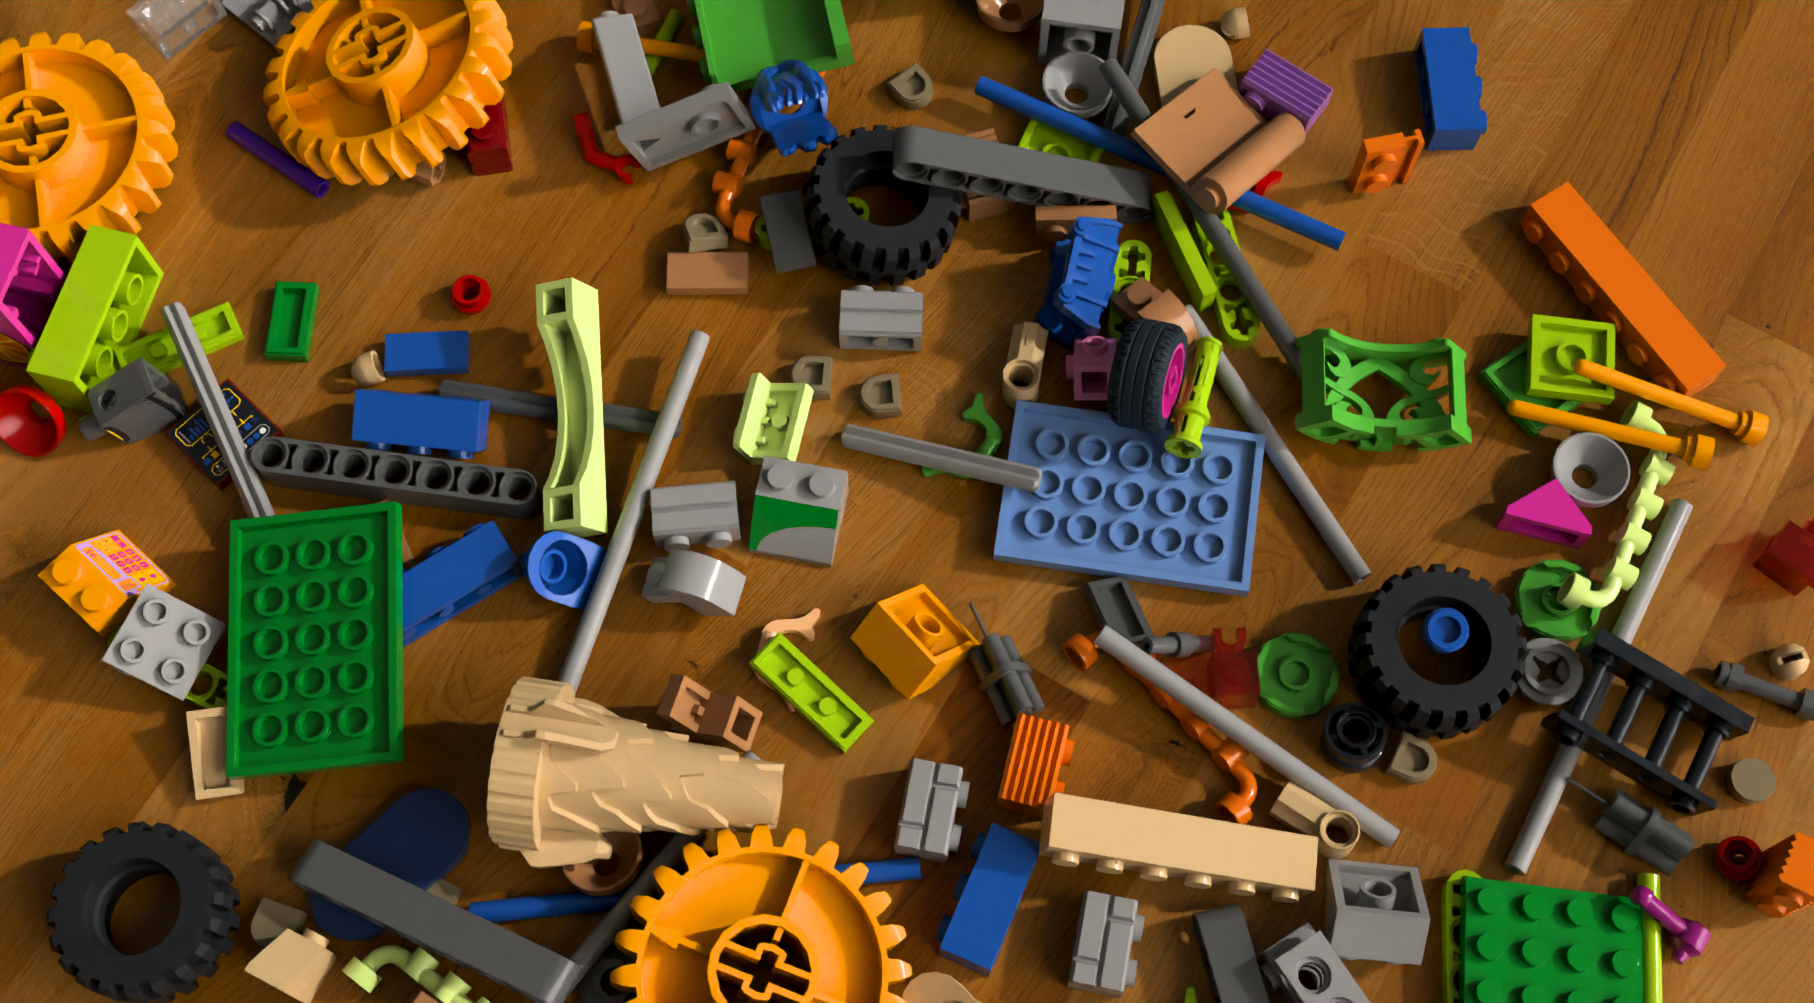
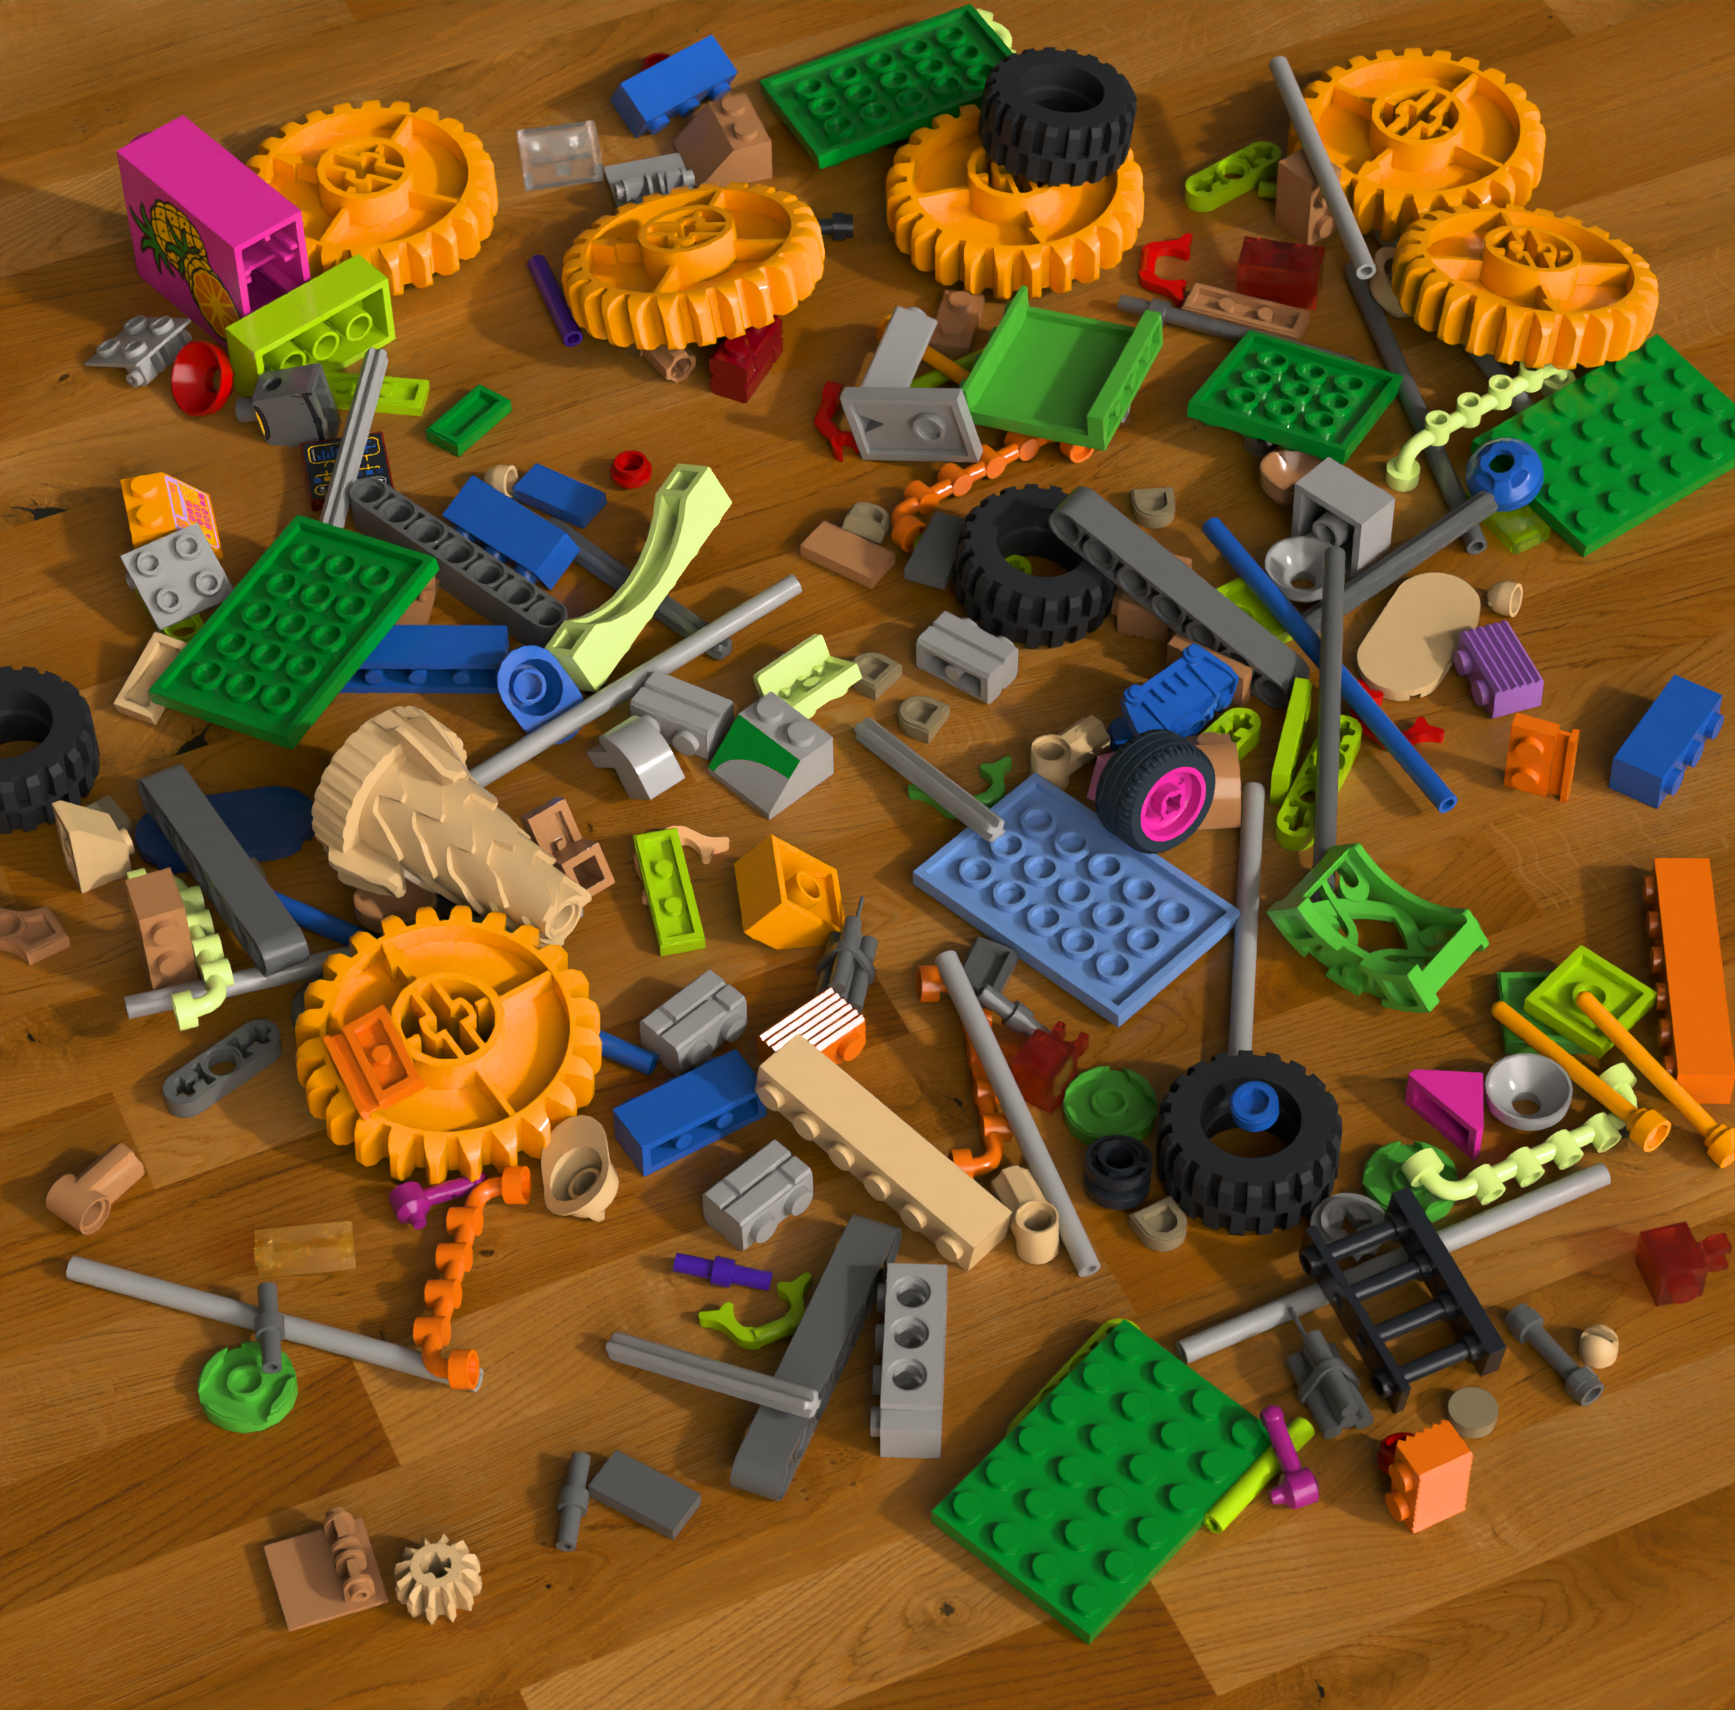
camera: 35 degrees right, 20 degrees down
(787, 85) = (996, 465): blue piece -> none
(1192, 412) = (1181, 852): lime pin -> none
(1221, 145) = (1390, 663): medium nougat door -> none
(1375, 912) = (1017, 1305): light grey slope -> none

